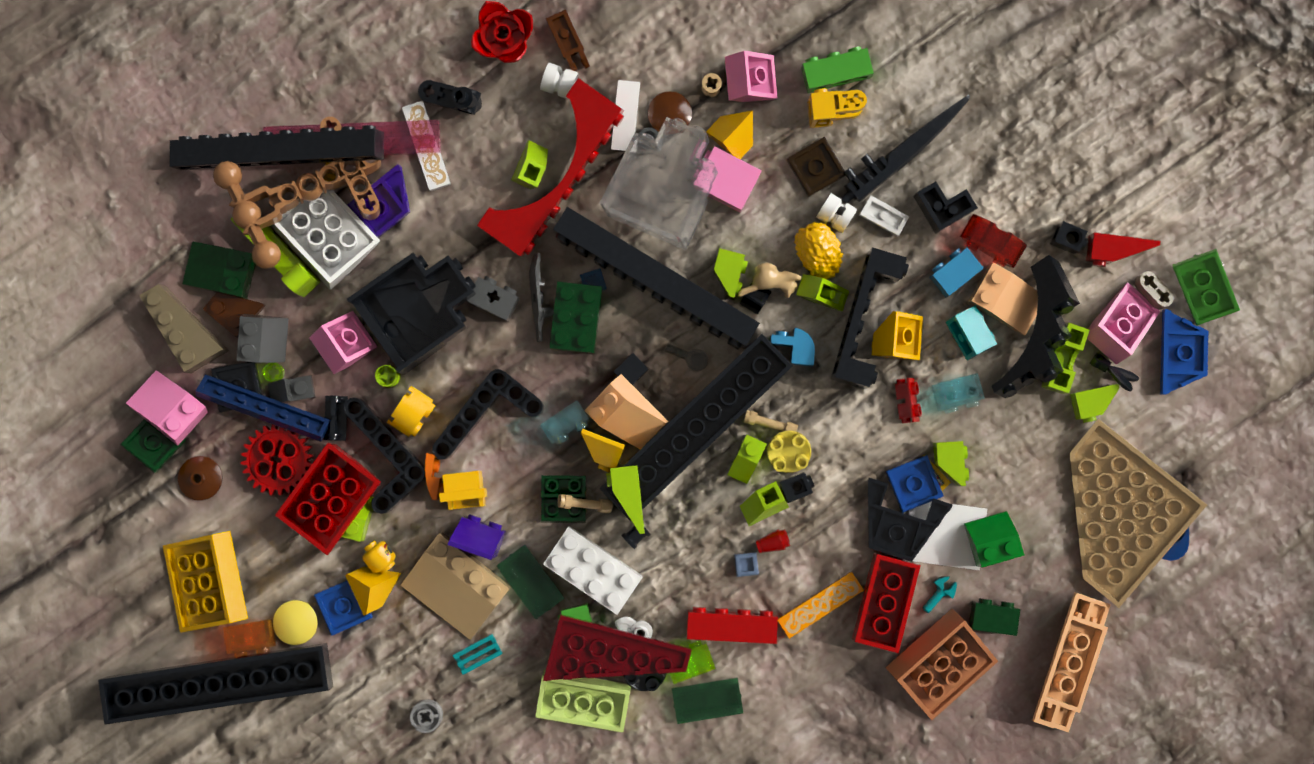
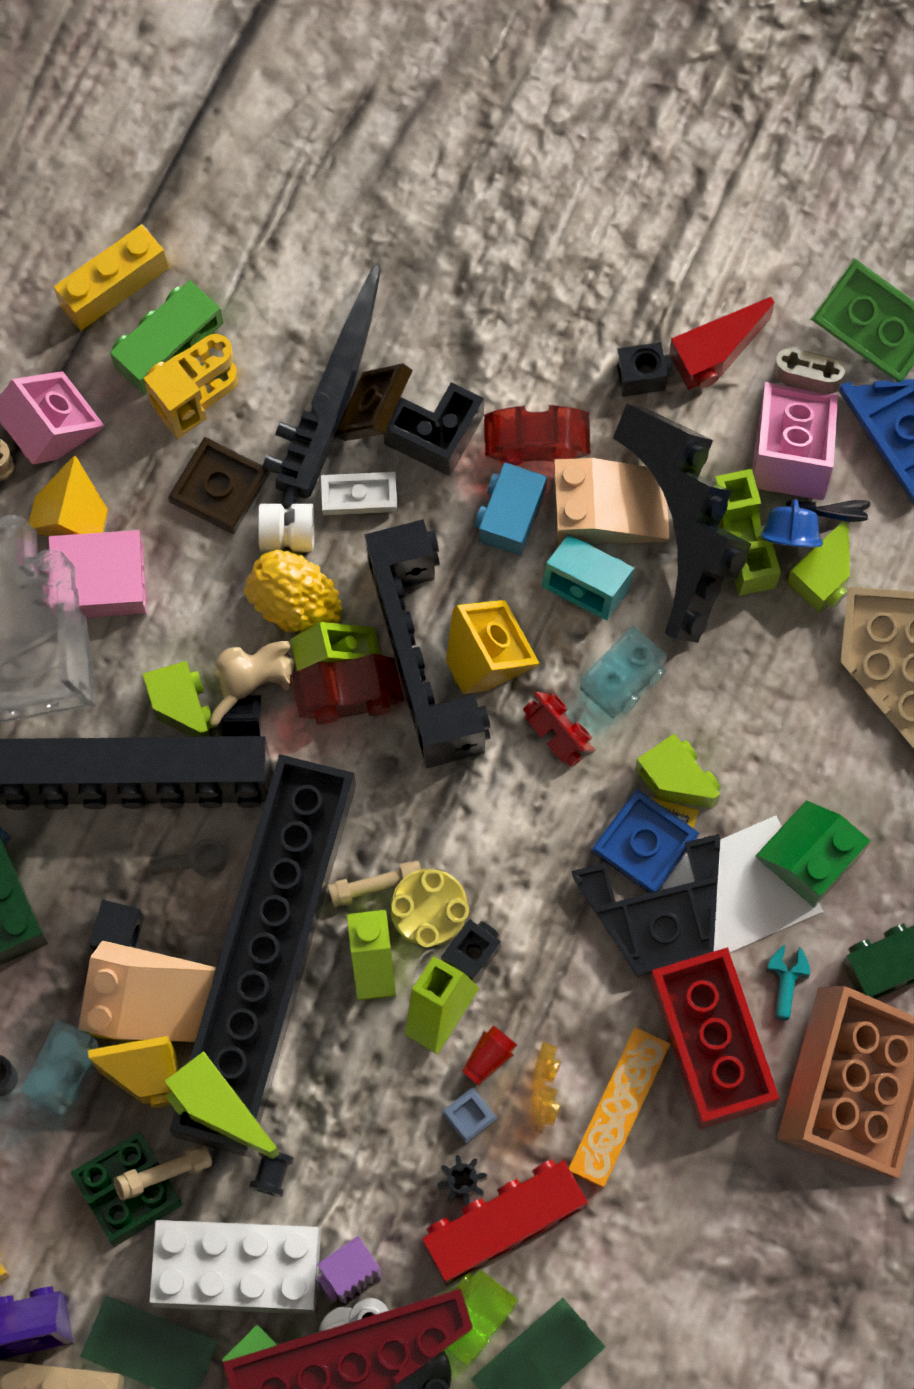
camera: 30 degrees left, 15 degrees down
(643, 606) = (348, 1271): none -> medium lavender brick
(730, 596) = (459, 1170): none -> black gear
(785, 581) = (544, 1103): none -> clear yellow slope
(801, 346) = (350, 742): dark azure brick -> none
(816, 316) = (347, 688): none -> clear red brick
(828, 19) = (111, 277): none -> yellow brick
(921, 173) = (373, 402): none -> dark brown tile
(1089, 373) = (792, 526): none -> blue piece

